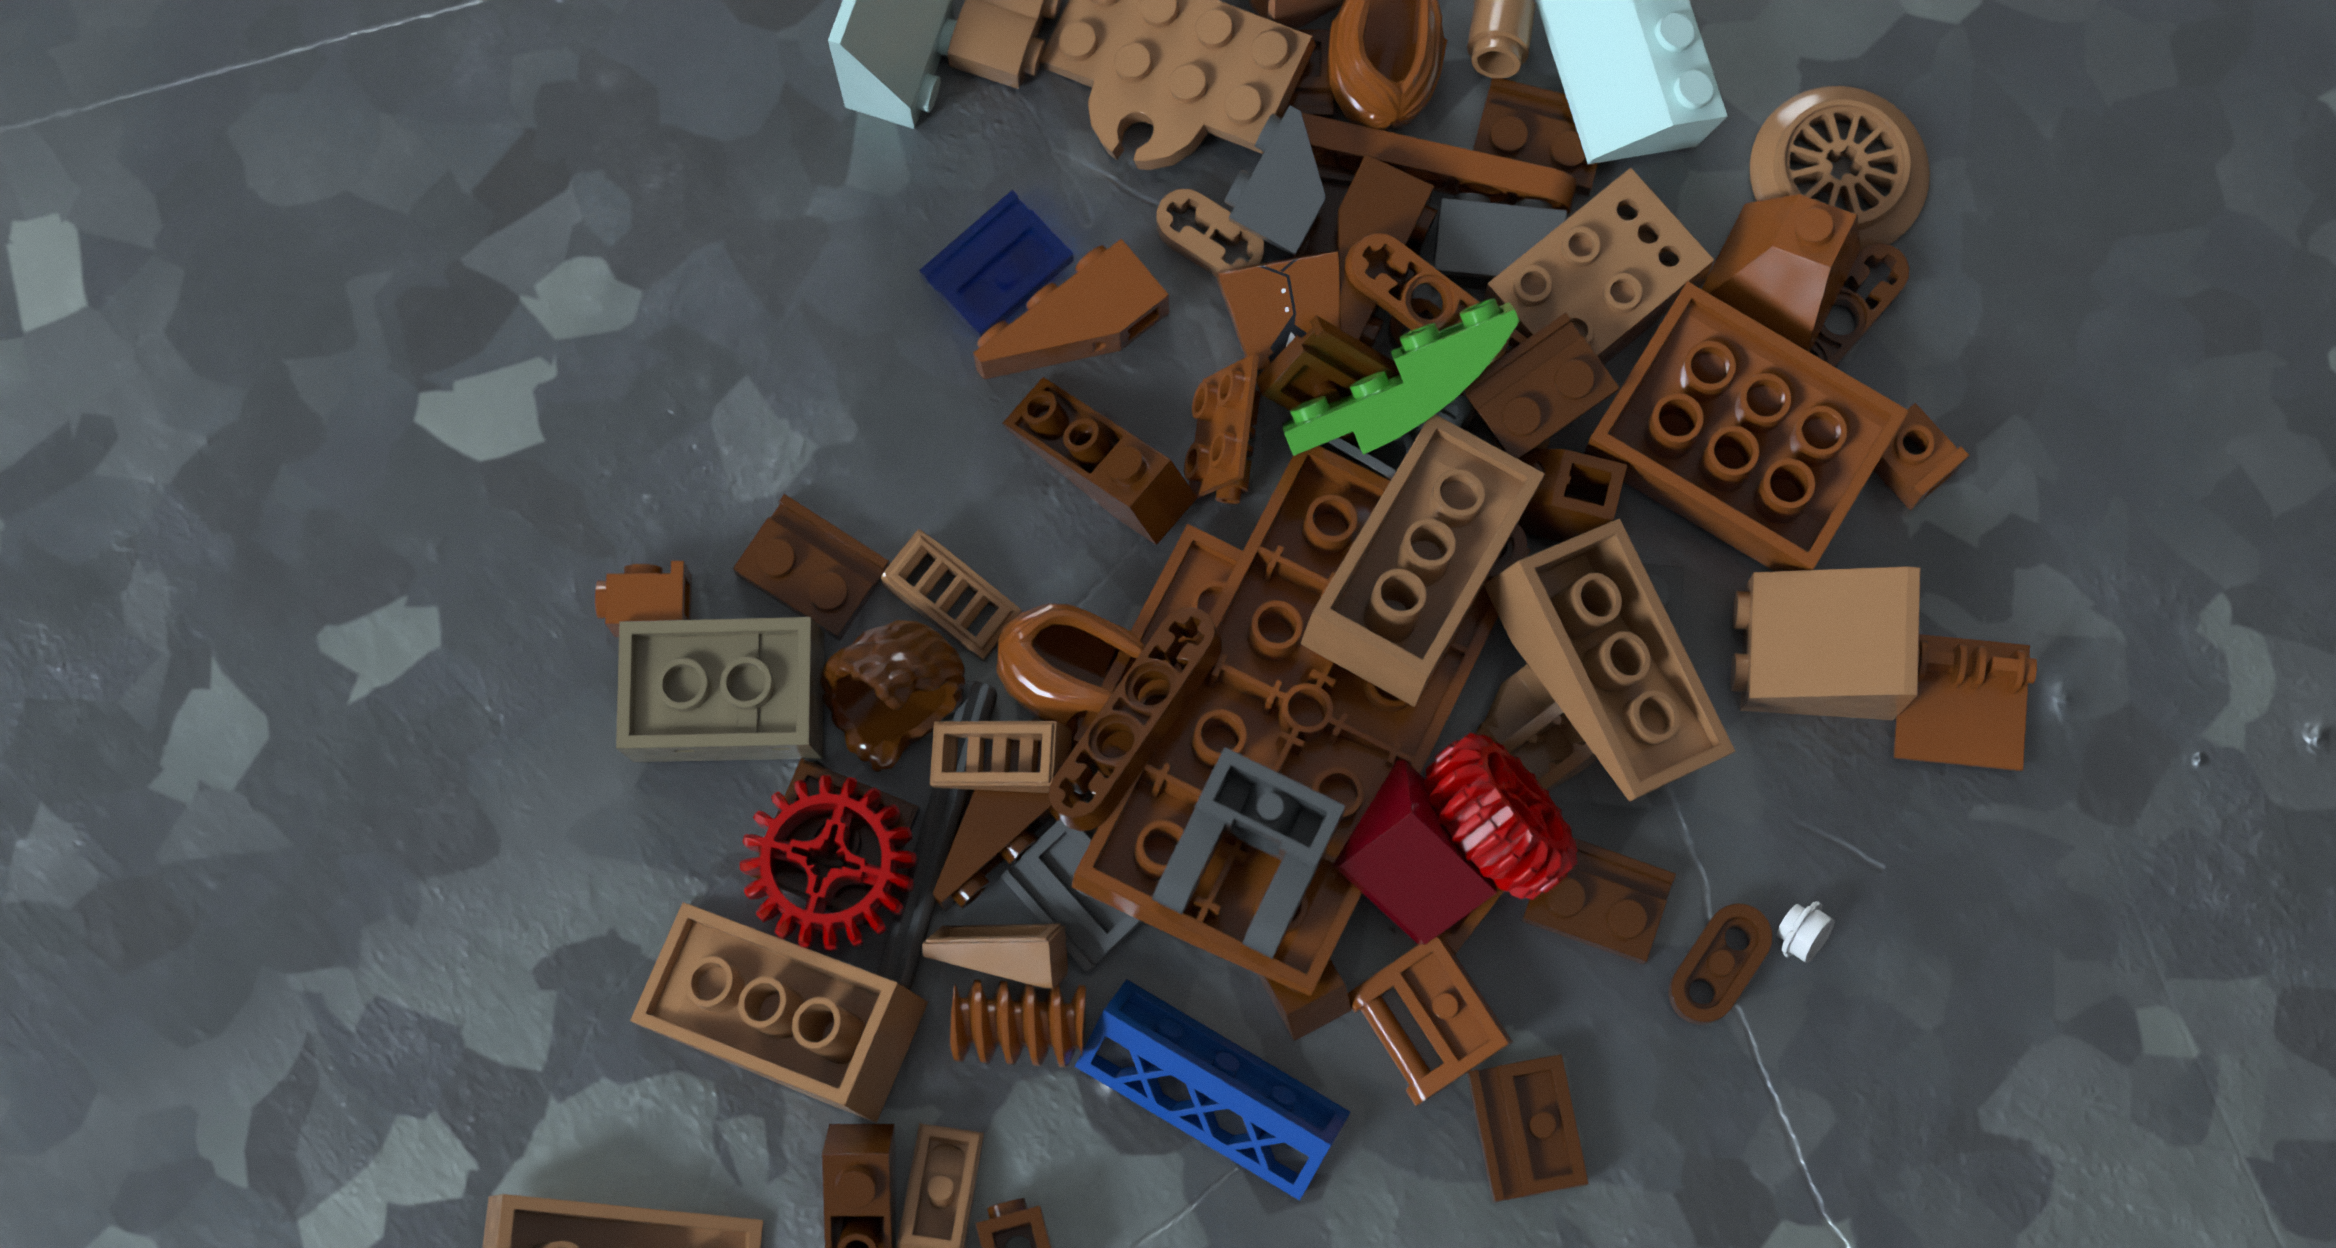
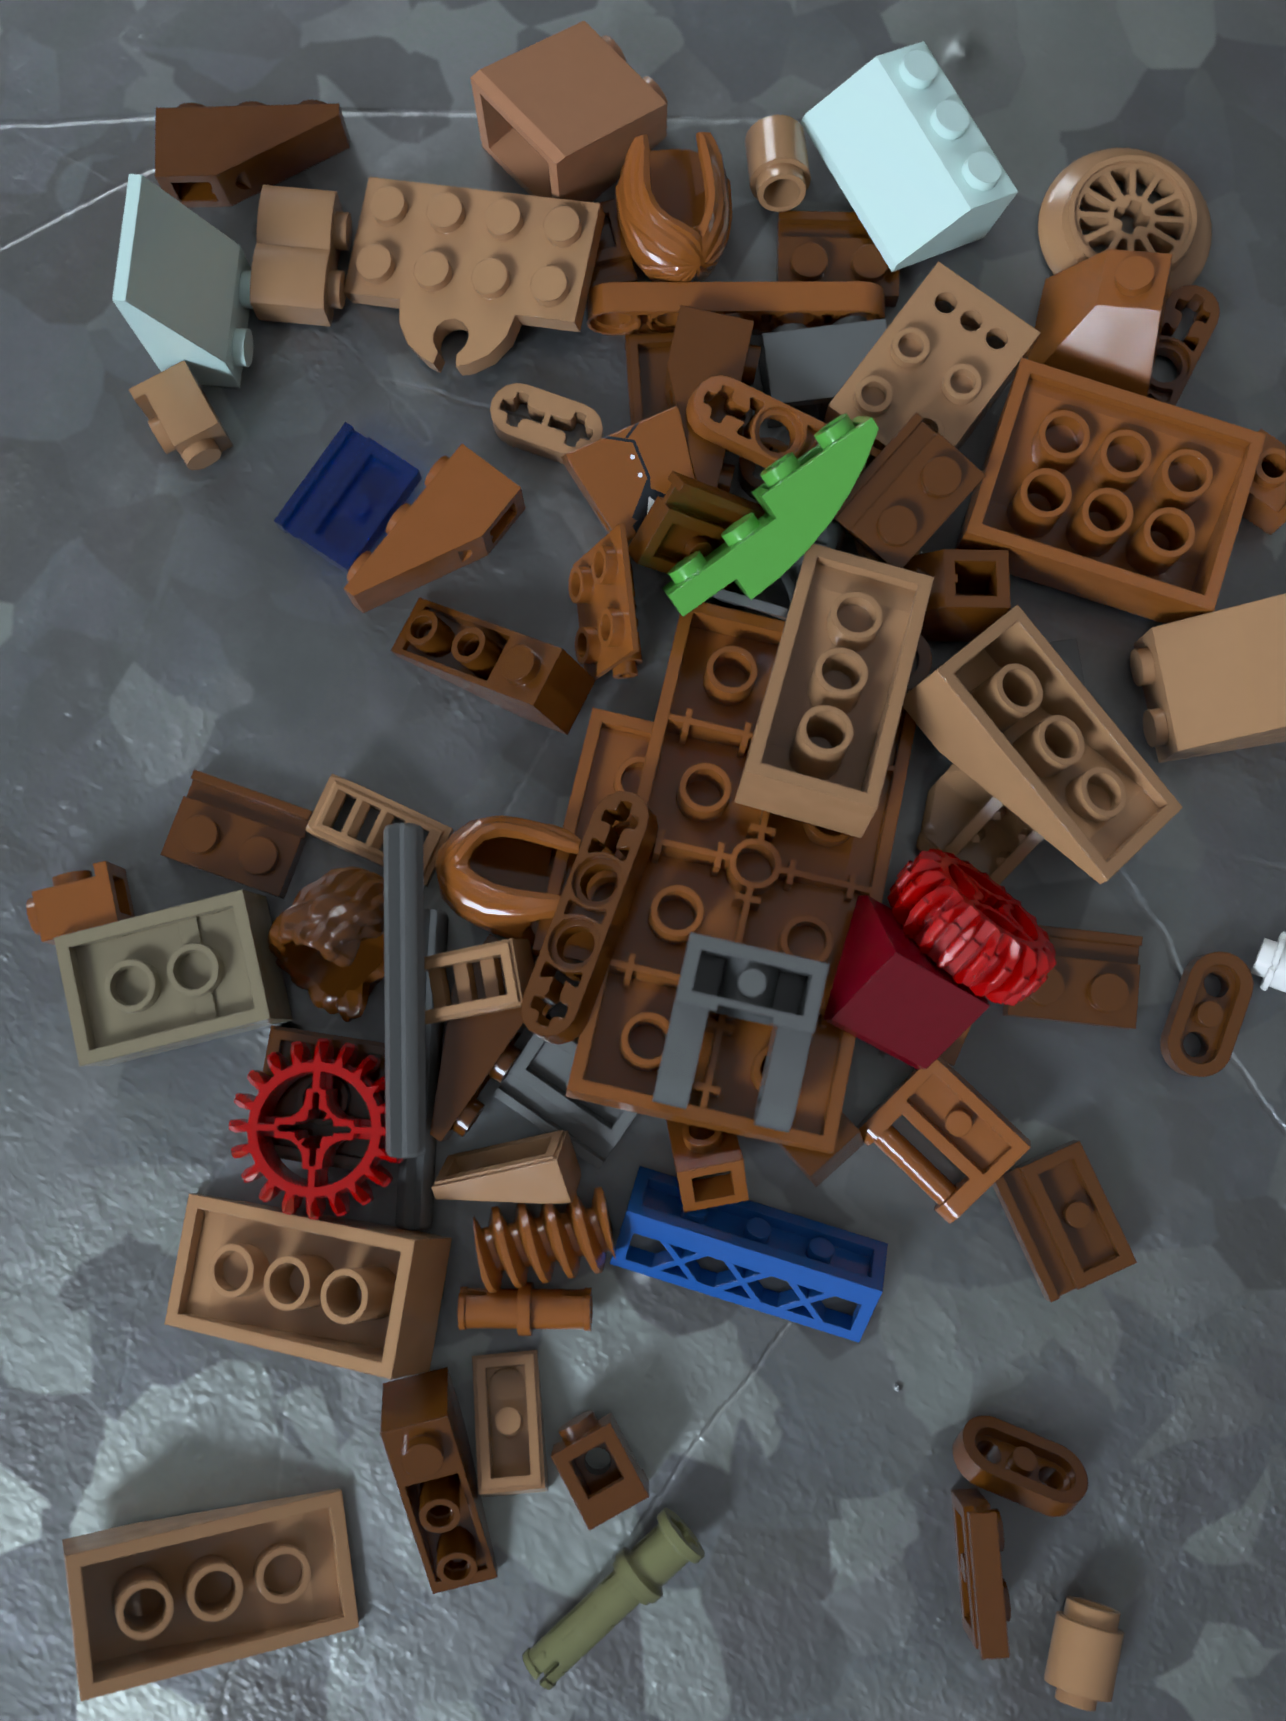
camera: 15 degrees left, 5 degrees up
(854, 148) = (182, 416): none -> medium nougat brick
(943, 747) = (404, 990): none -> dark grey axle
(983, 1087) = (525, 1309): none -> dark orange pin
(1193, 970) = (702, 1153): none -> dark orange brick
(1284, 189) = (609, 357): dark grey slope -> none

